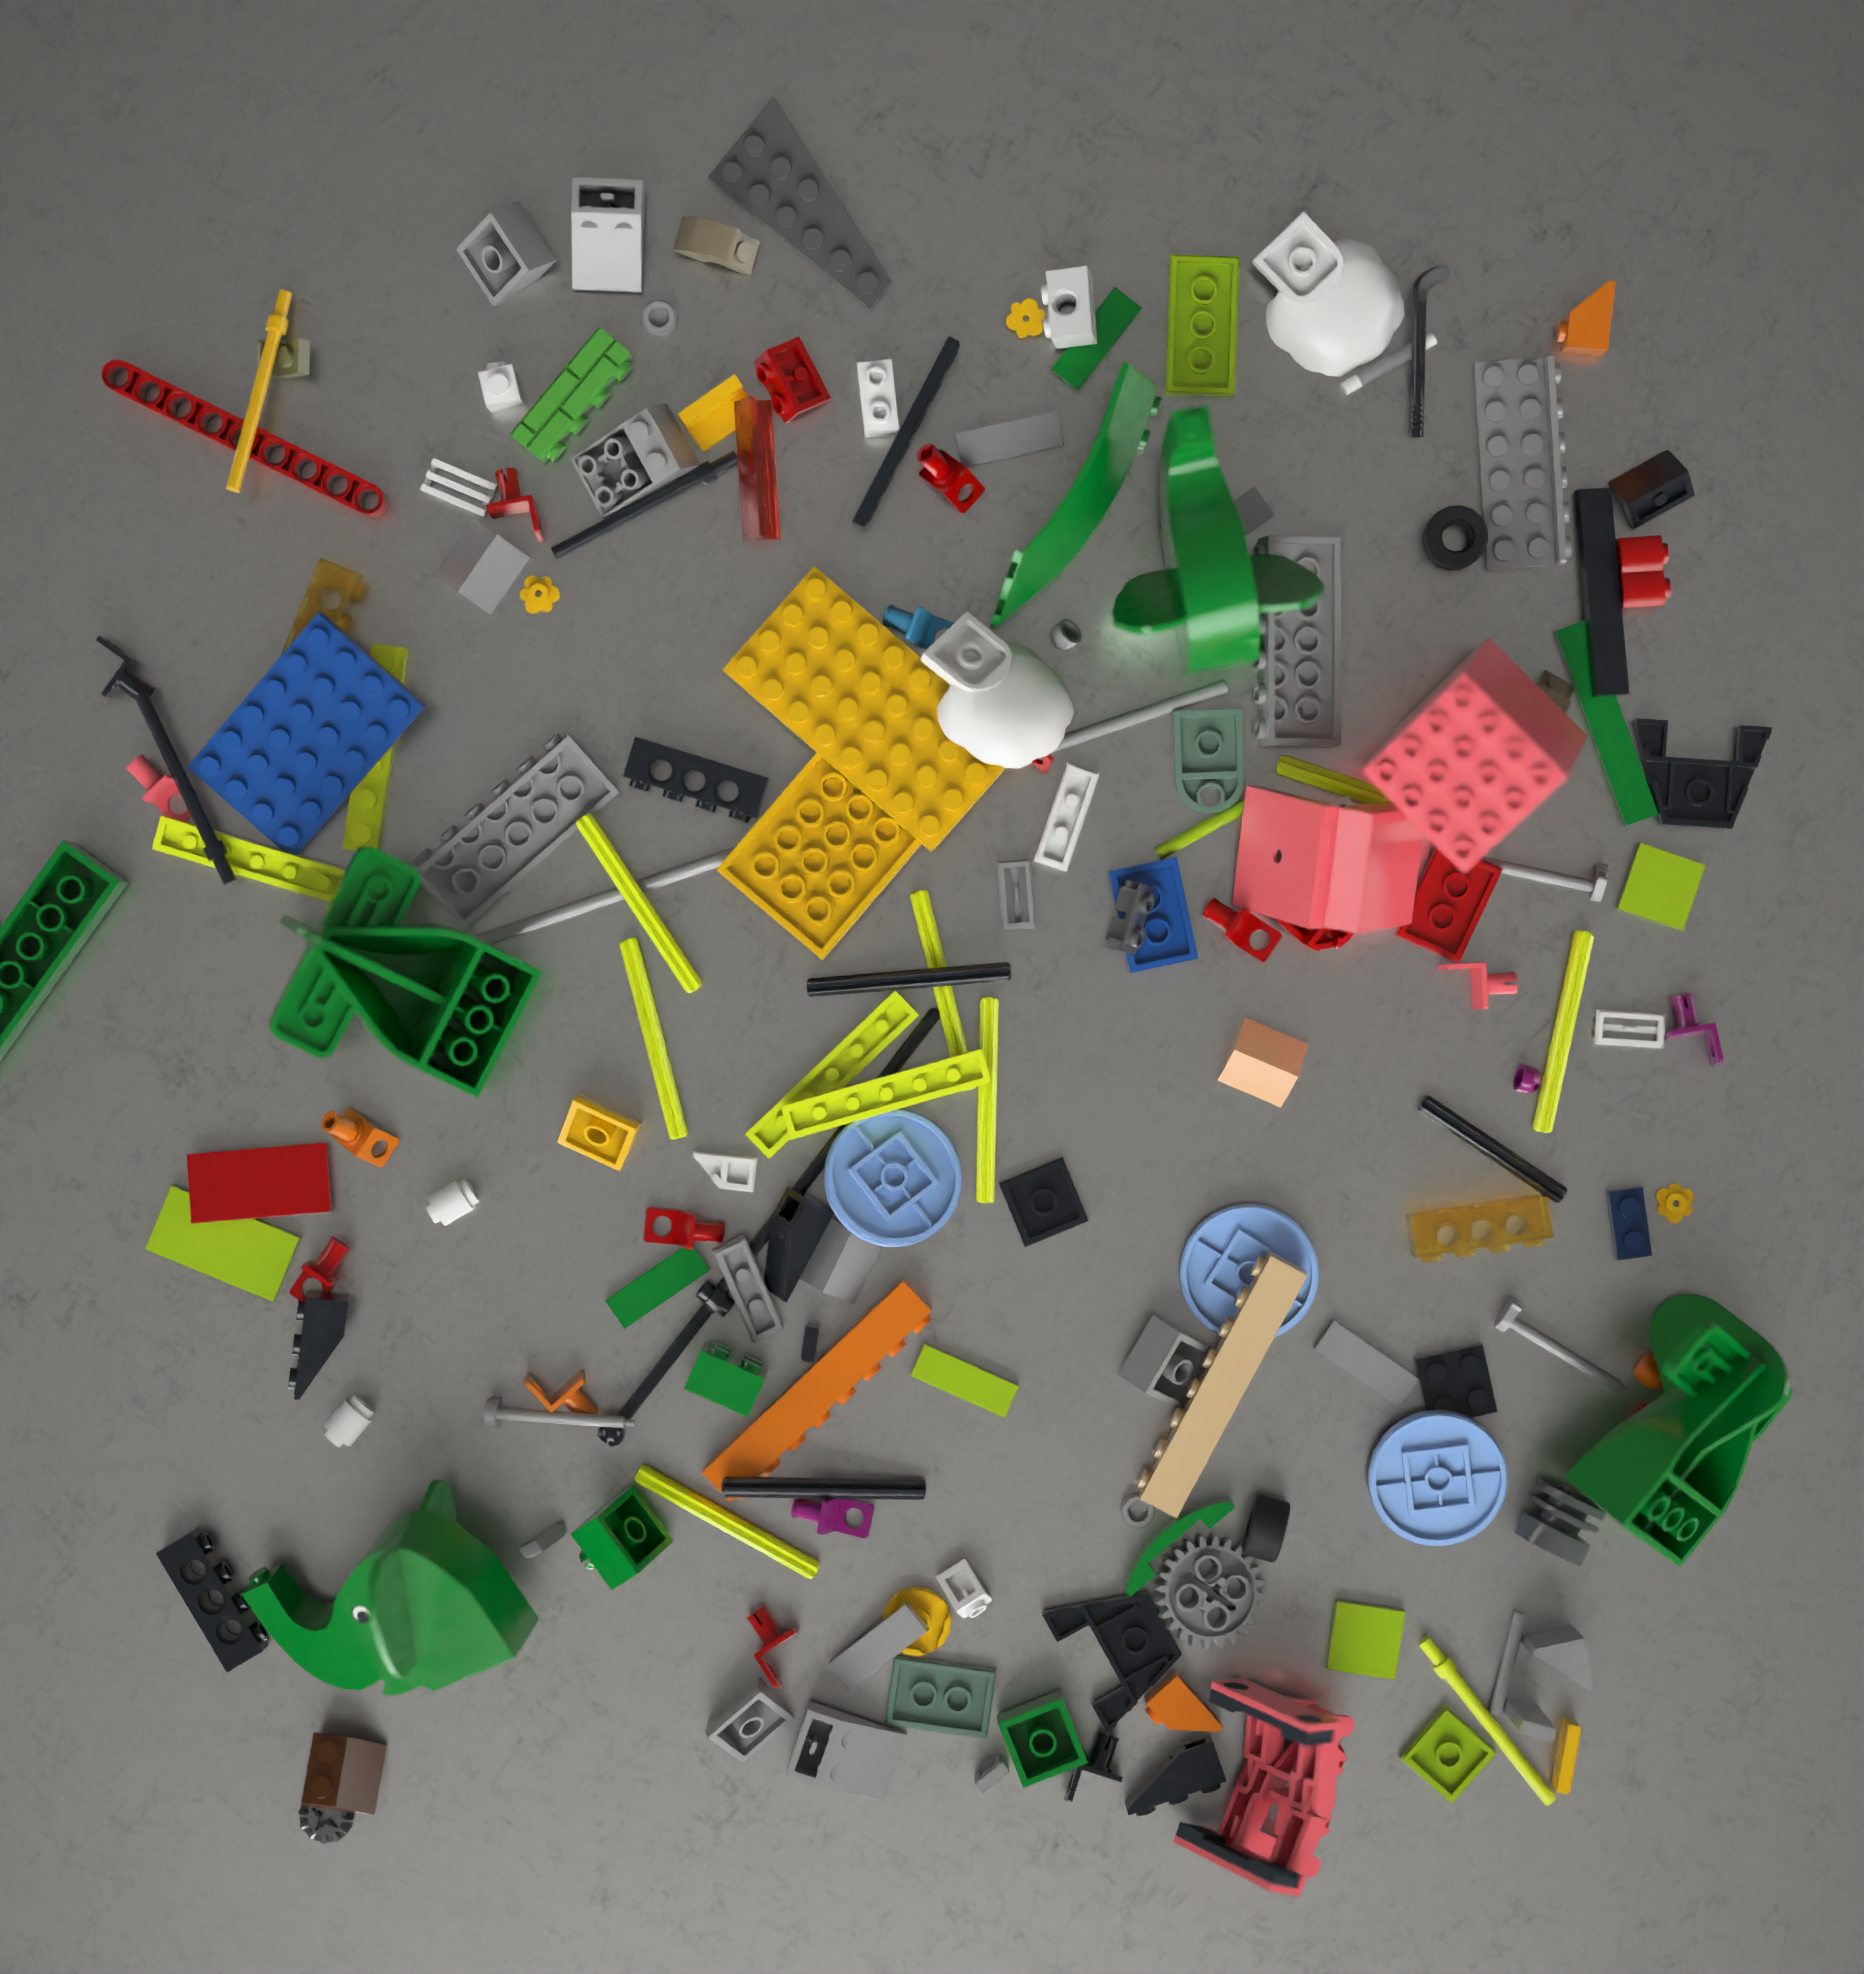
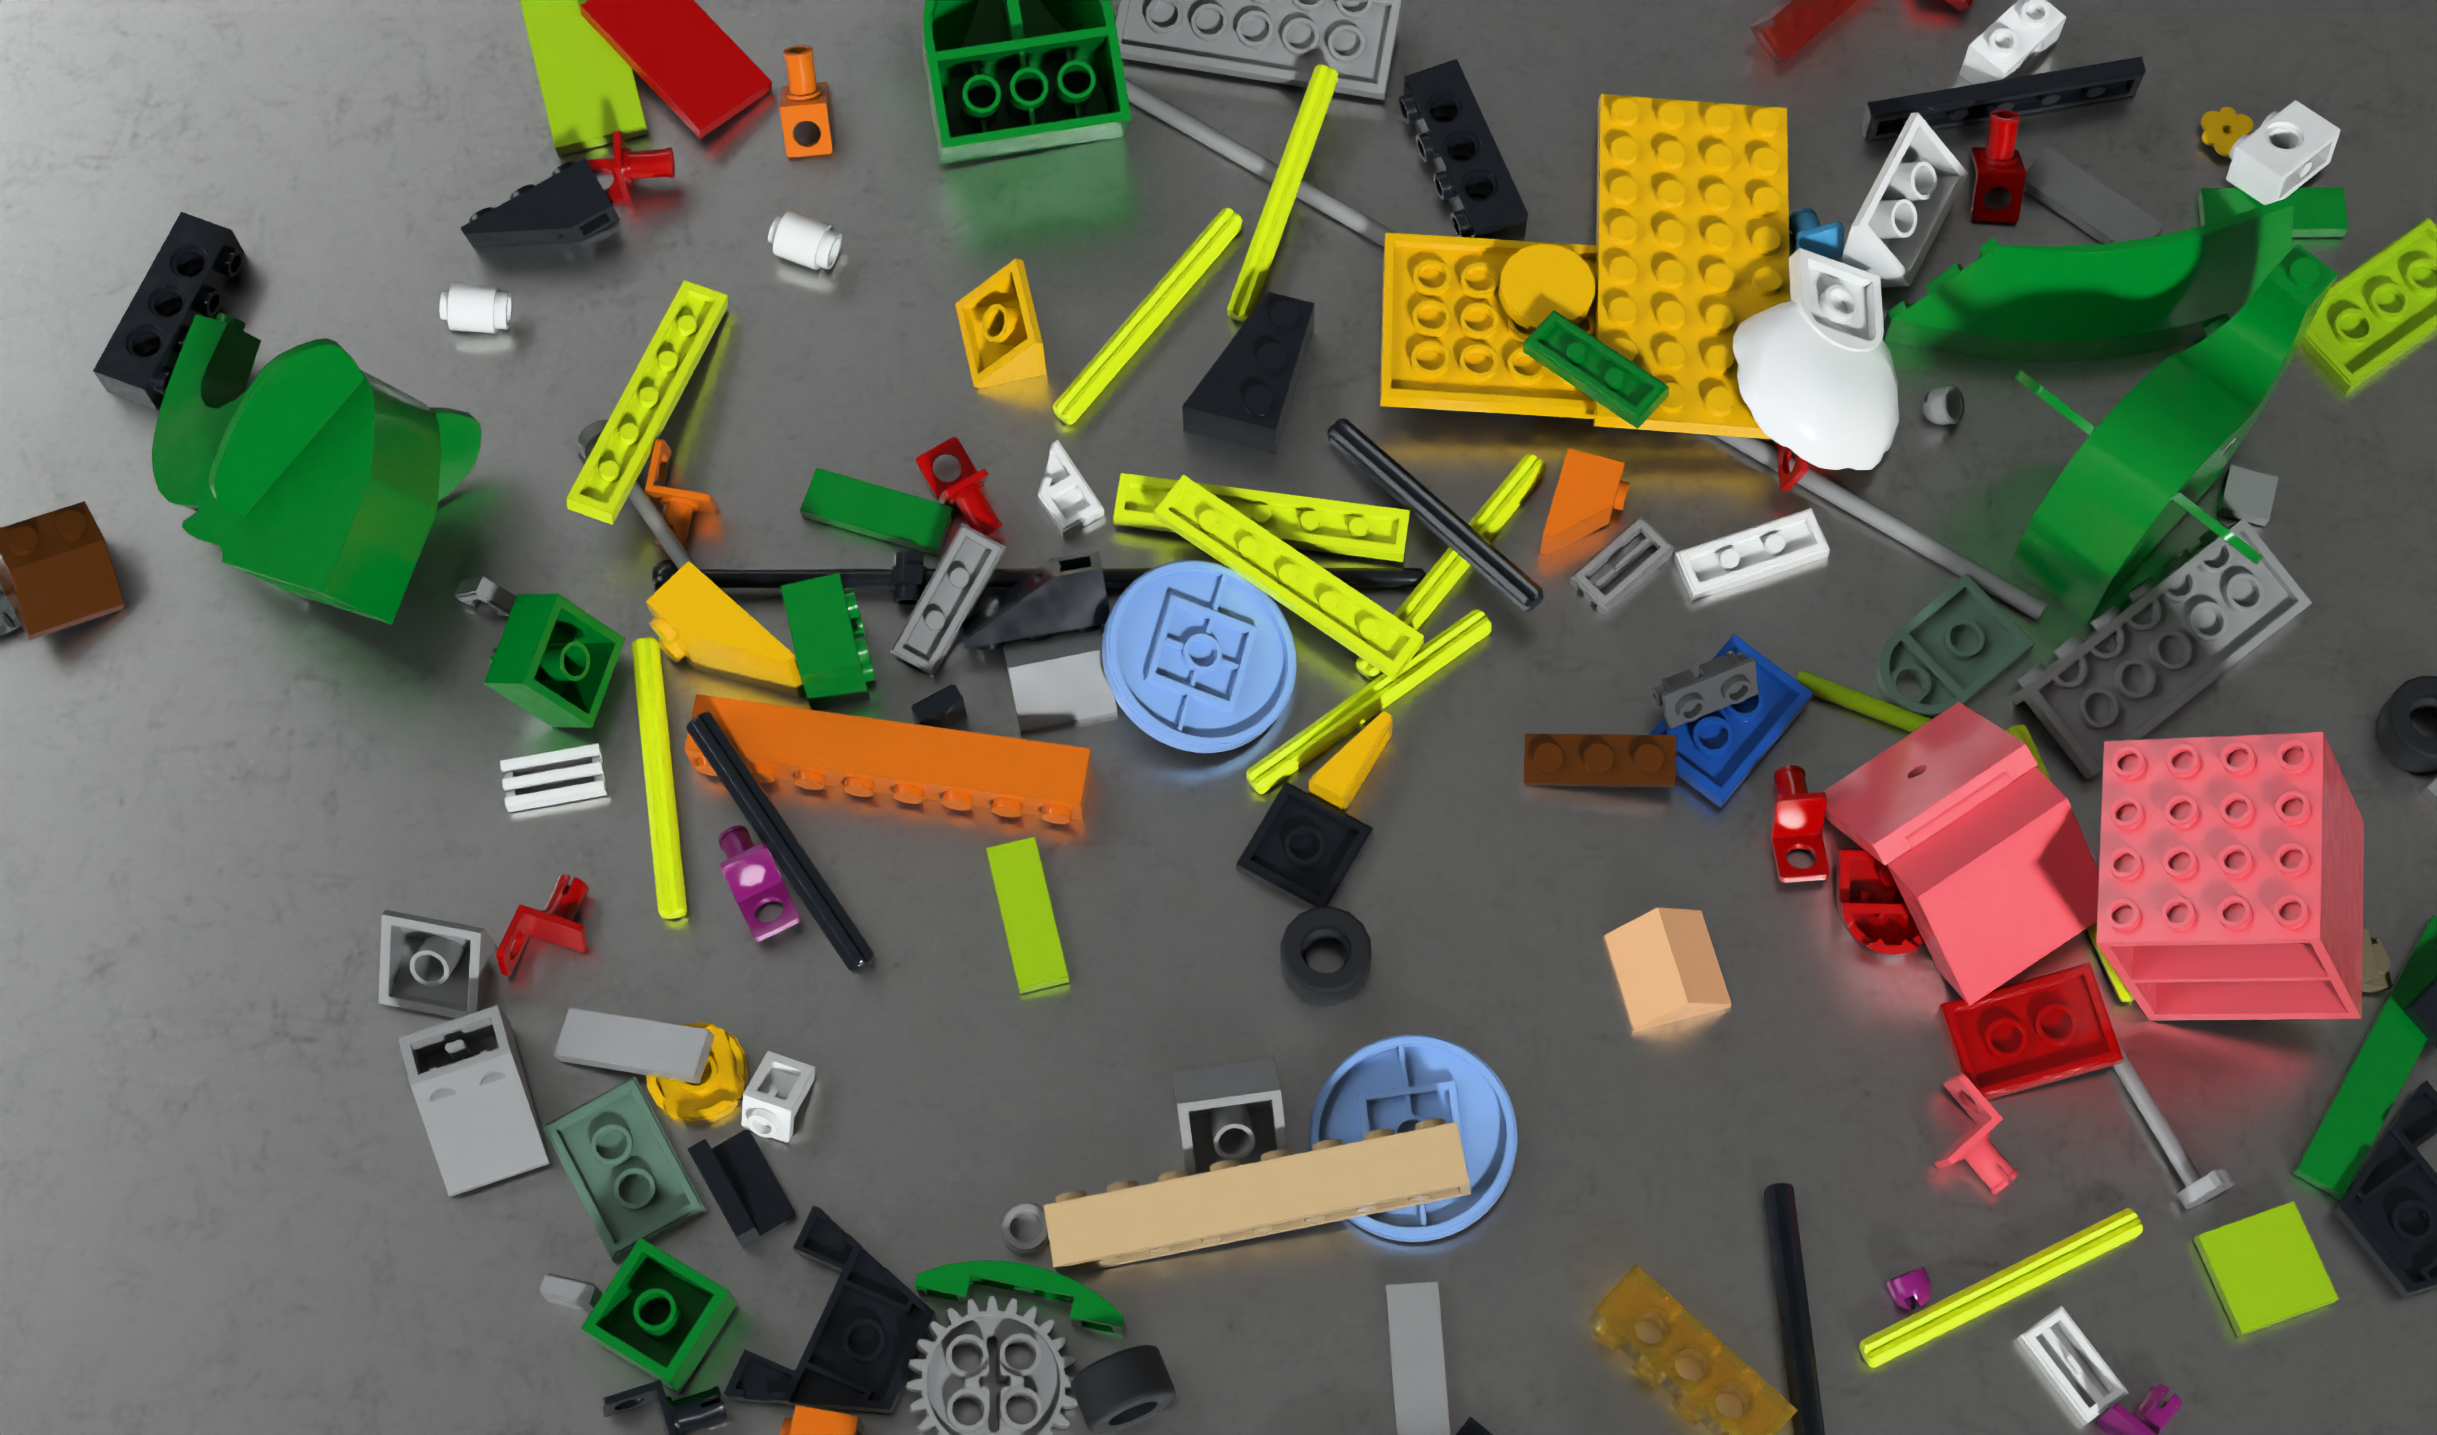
camera: 55 degrees right, 20 degrees down
(494, 1370) = (647, 403): none -> neon yellow plate
(667, 1436) = (718, 635): none -> yellow slope
(669, 1605) = (549, 760): none -> white tile
(745, 1010) = (1255, 377): none -> black wedge
(826, 808) = (1546, 280): none -> yellow tile
(905, 830) = (1596, 369): none -> green tile
(937, 558) = (1905, 206): none -> white slope
(963, 887) = (1583, 499): none -> orange slope
(1000, 1643) = (743, 1186): none -> black panel
(1021, 1150) = (1347, 770): none -> yellow slope
(1123, 1004) = (1600, 760): none -> reddish brown plate
(1137, 1241) = (1325, 924): none -> black tyre

